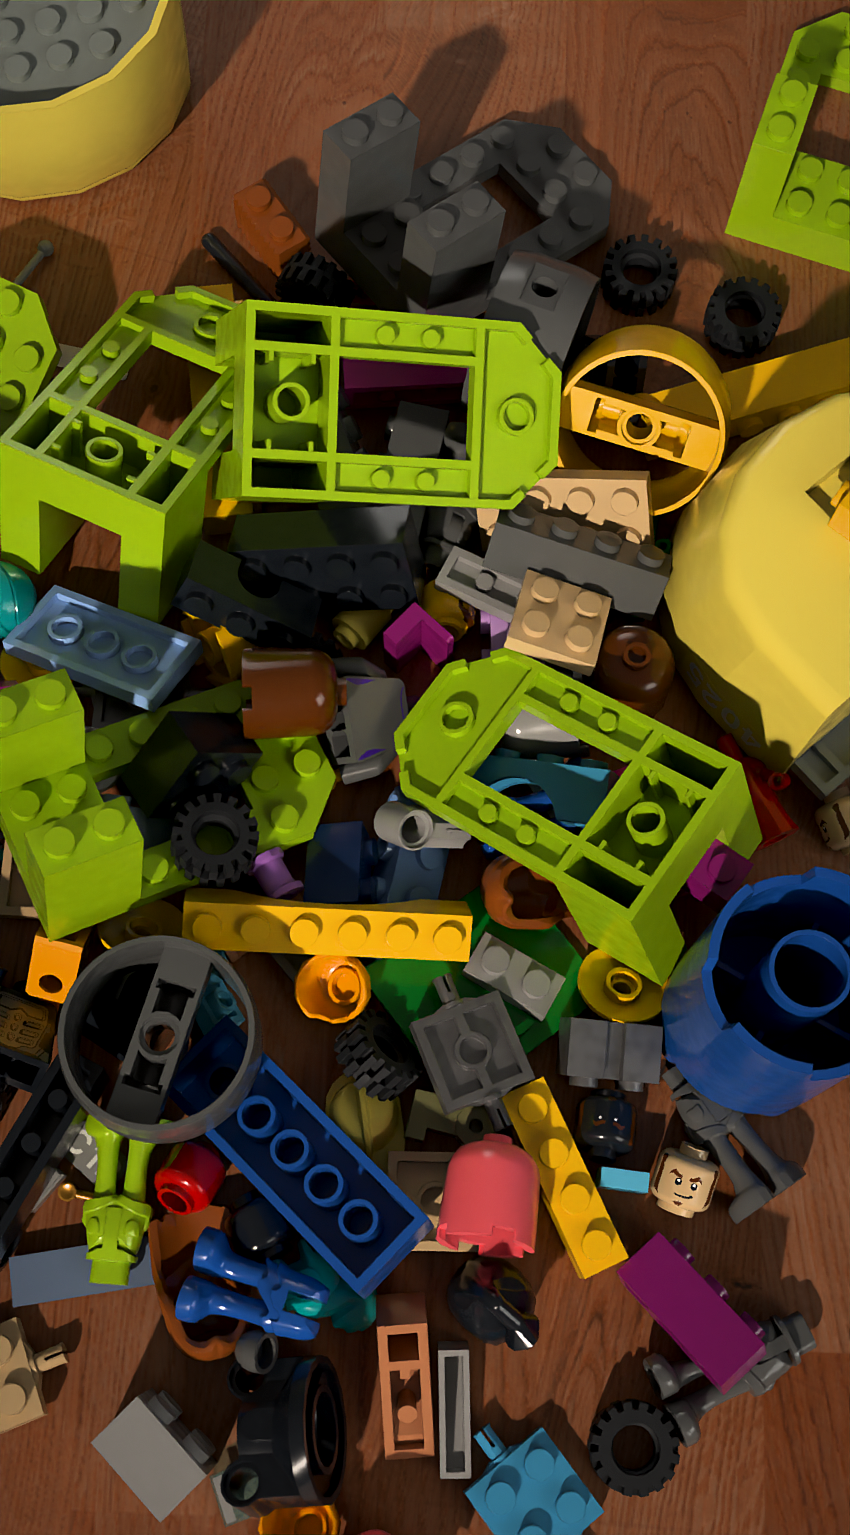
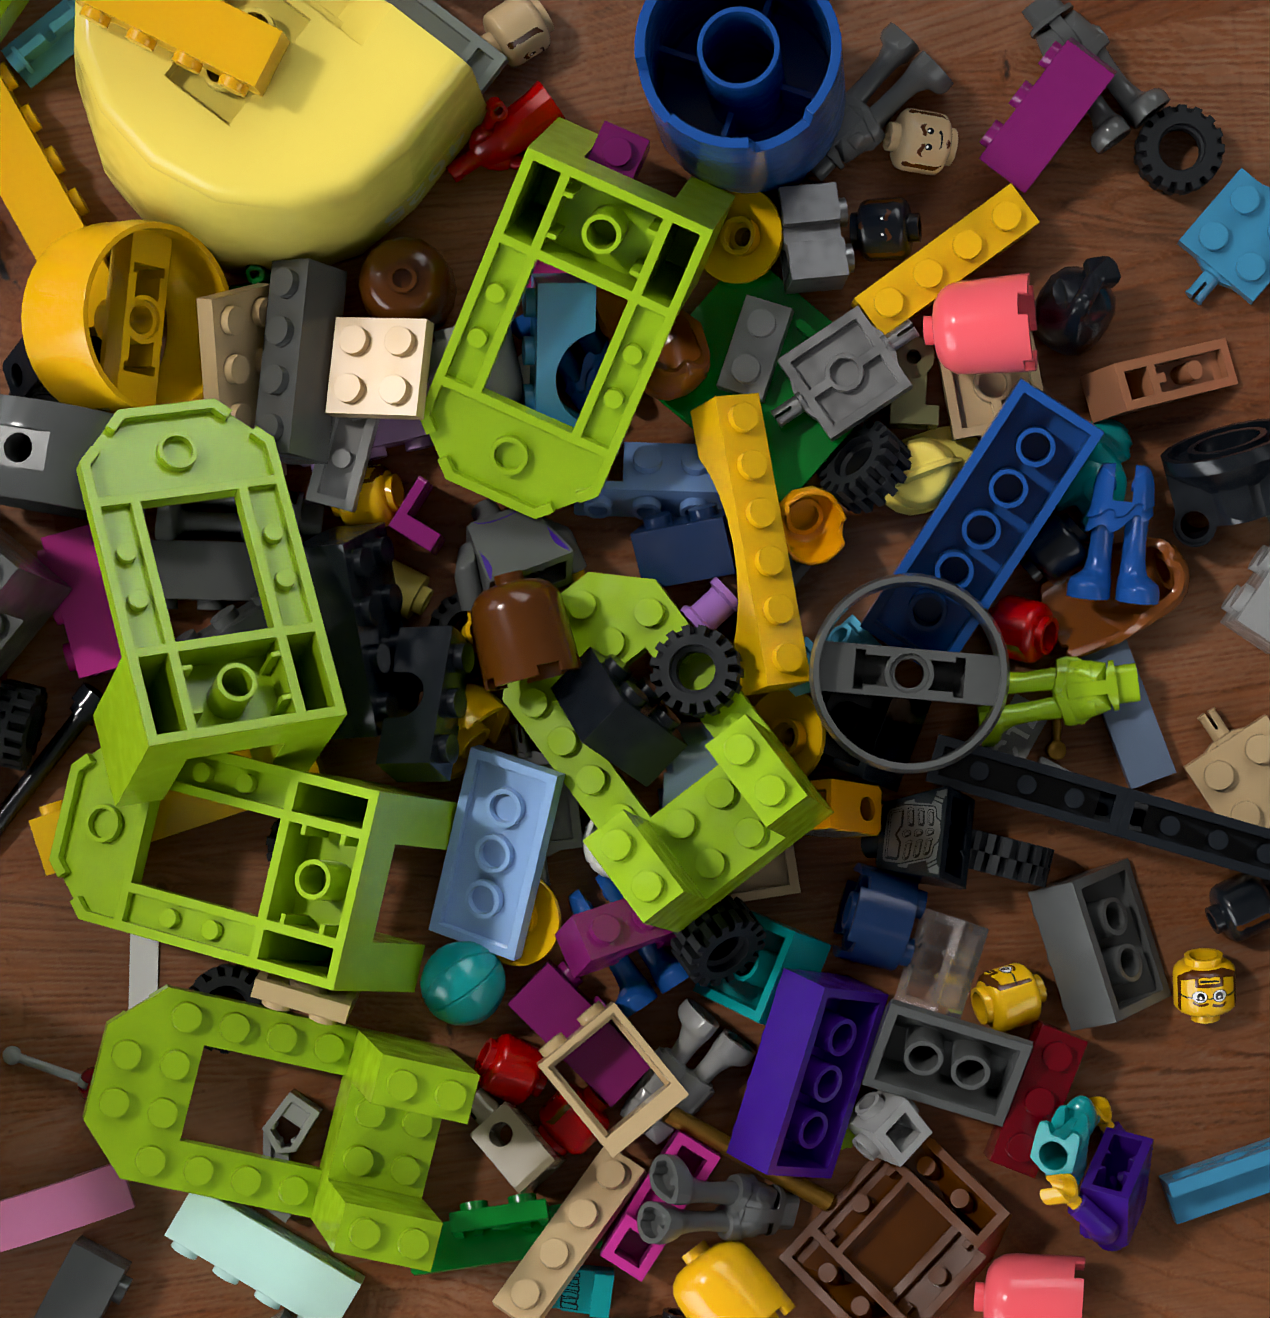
camera: 100 degrees left, 15 degrees up
(257, 1351) = (1171, 521): dark grey hinge -> none
(420, 828) = (630, 480): light grey piece -> none
(454, 1410) = (1178, 327): light grey piece -> none
(622, 1180) = (934, 203): medium azure tile -> none

